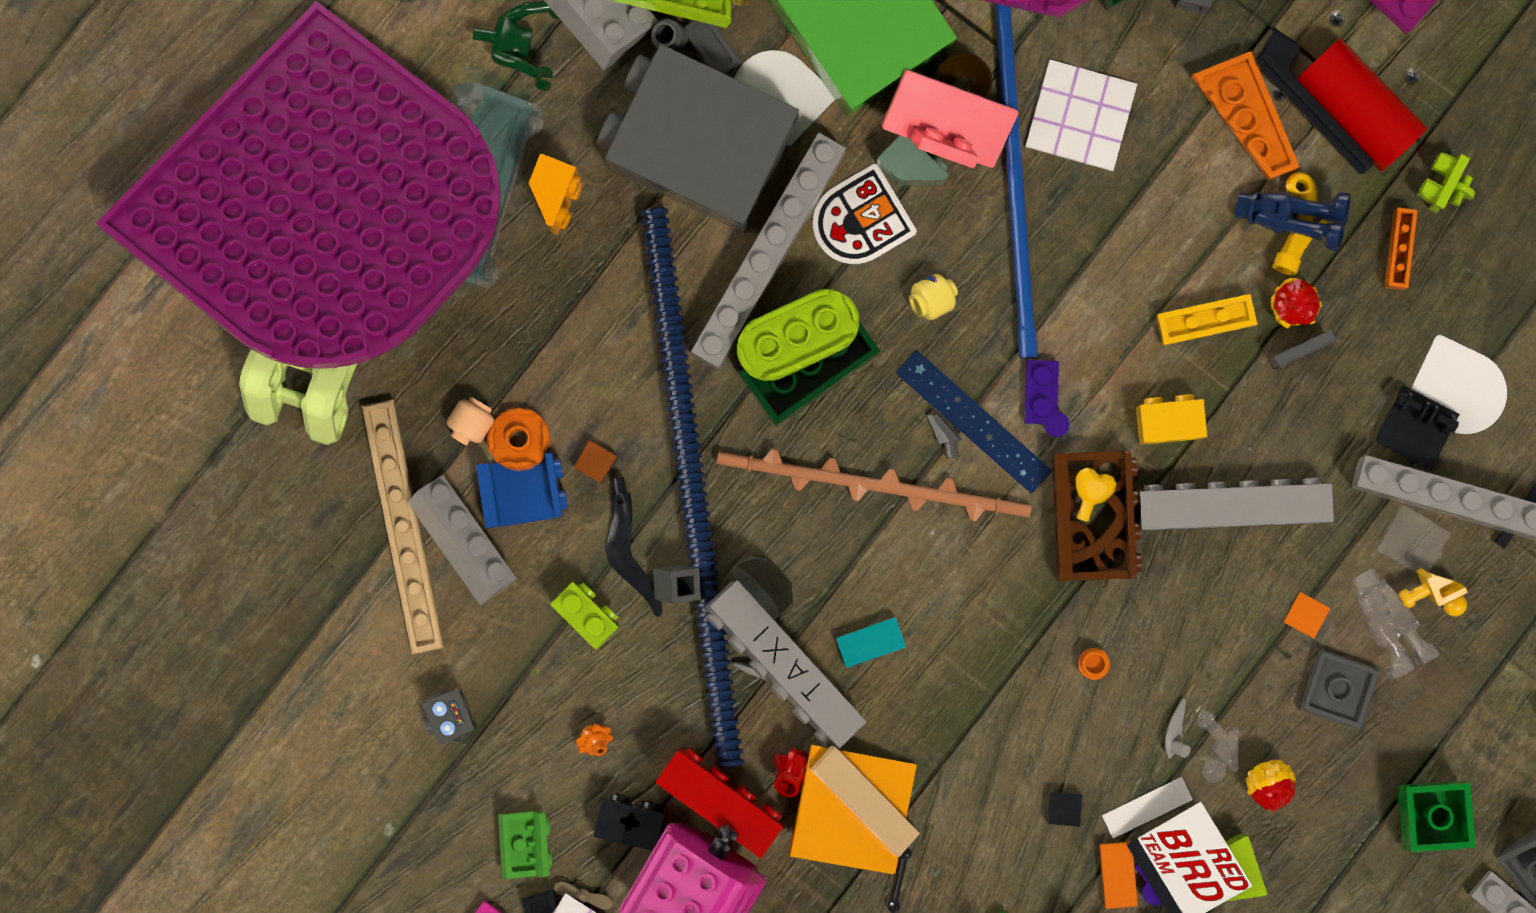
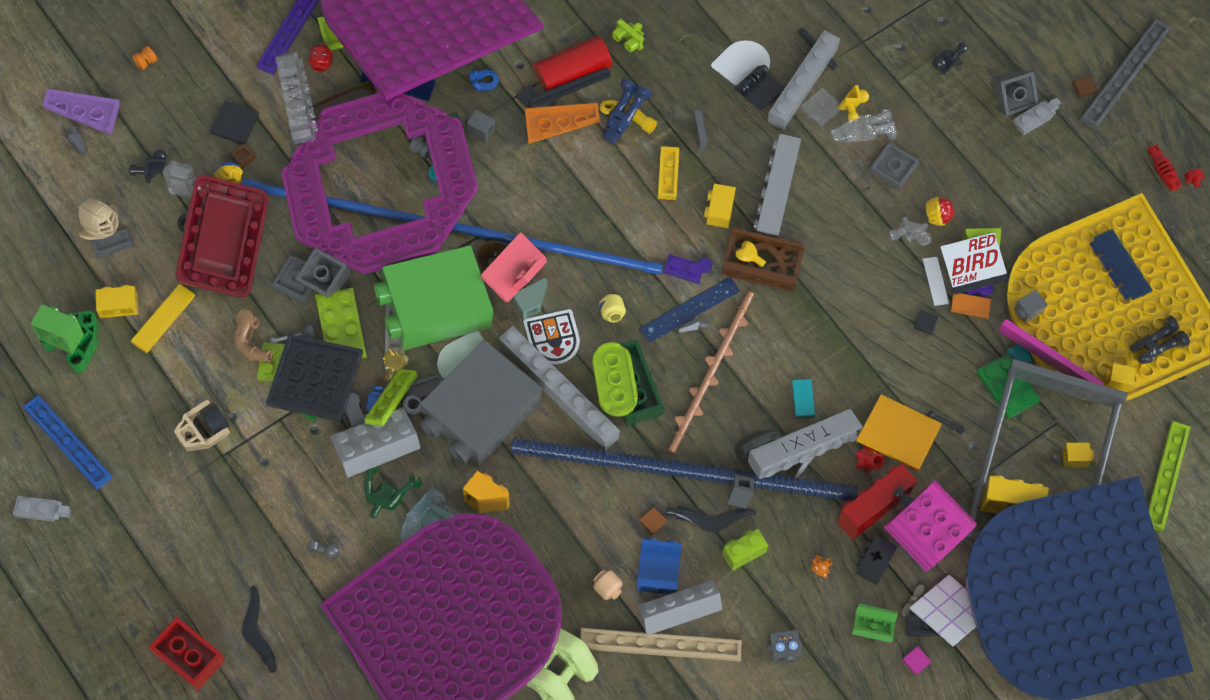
camera: 80 degrees left, 20 degrees down
(519, 457) = (627, 549): orange tile -> none
(865, 801) = (896, 422): tan tile -> none
(1081, 115) = (531, 205): white piece -> none
(1093, 663) = (847, 284): orange plate -> none
(1174, 732) = (902, 256): light grey bar -> none
(1295, 303) = (673, 125): red piece -> none
(1307, 615) = (848, 171): orange sticker -> none
(1400, 249) = (658, 68): orange piece -> none
(1436, 816) = (976, 135): green brick -> none

